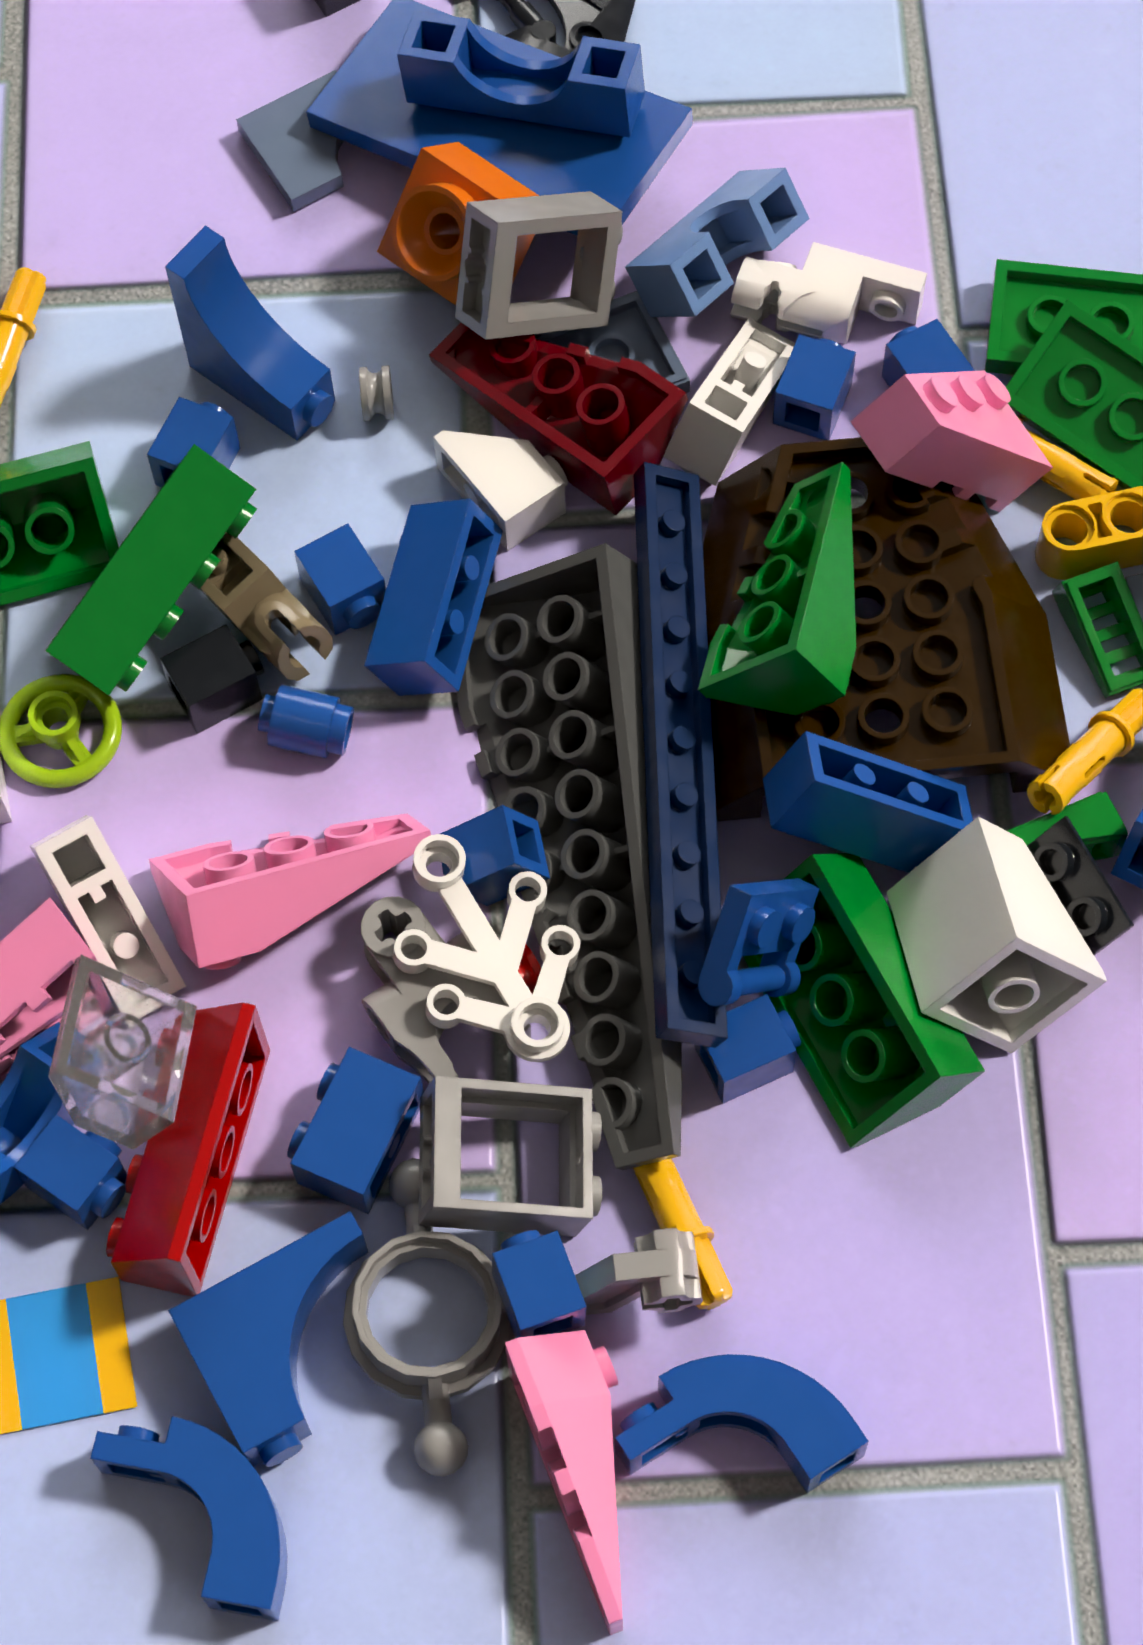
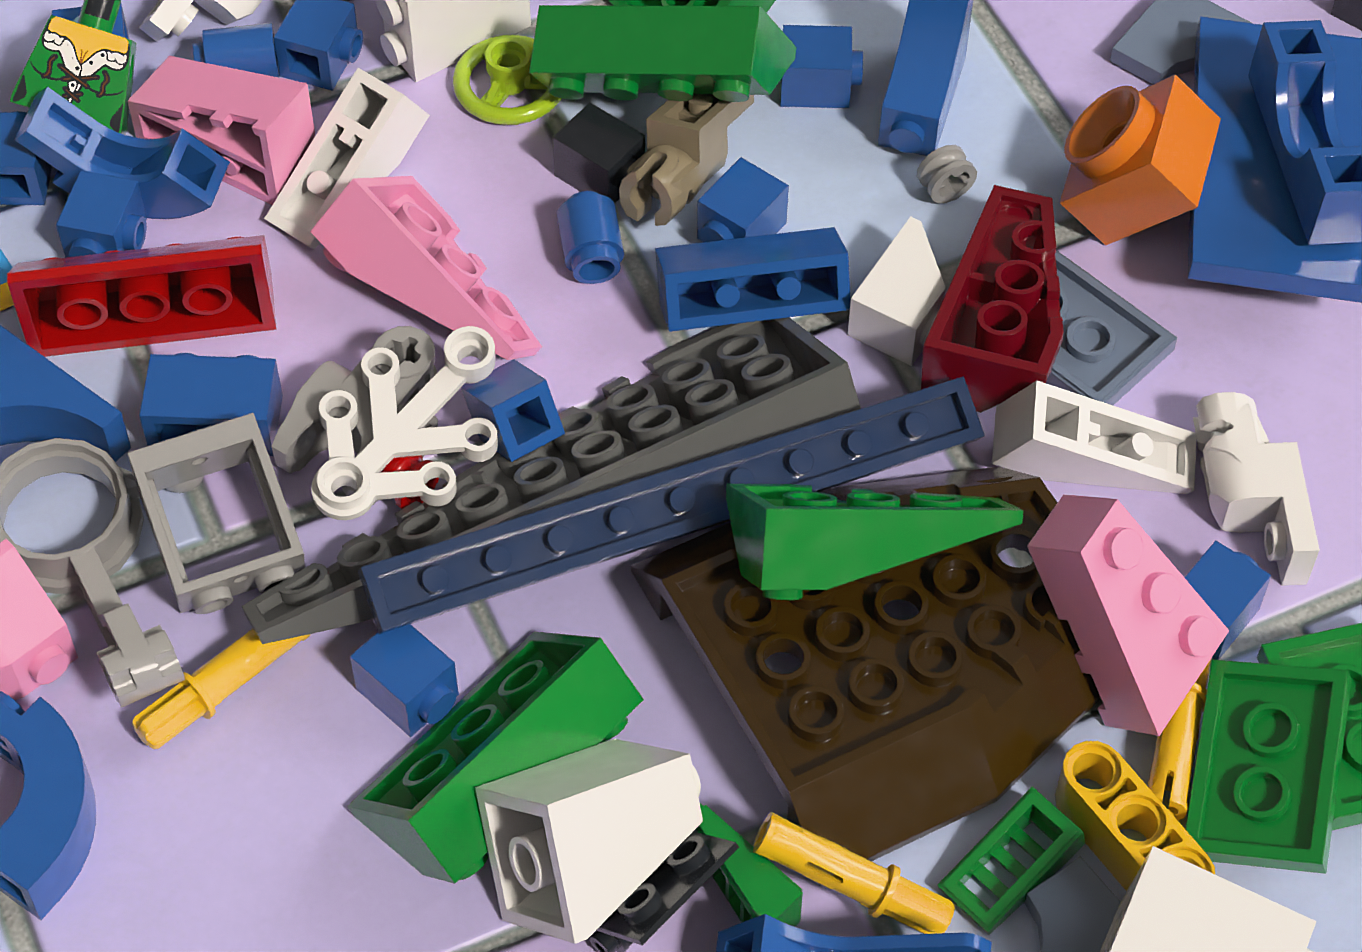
camera: 65 degrees right, 10 degrees down
(120, 1053) = (190, 178): clear slope -> none
(490, 257) = (1156, 187): light grey window -> none
(538, 1285) = (85, 564): blue brick -> none
(689, 261) = (1278, 373): medium blue arch -> none
(758, 920) = (502, 608): blue plate -> none
(814, 387) = (1156, 499): blue brick -> none
(863, 803) = (679, 668): blue brick -> none

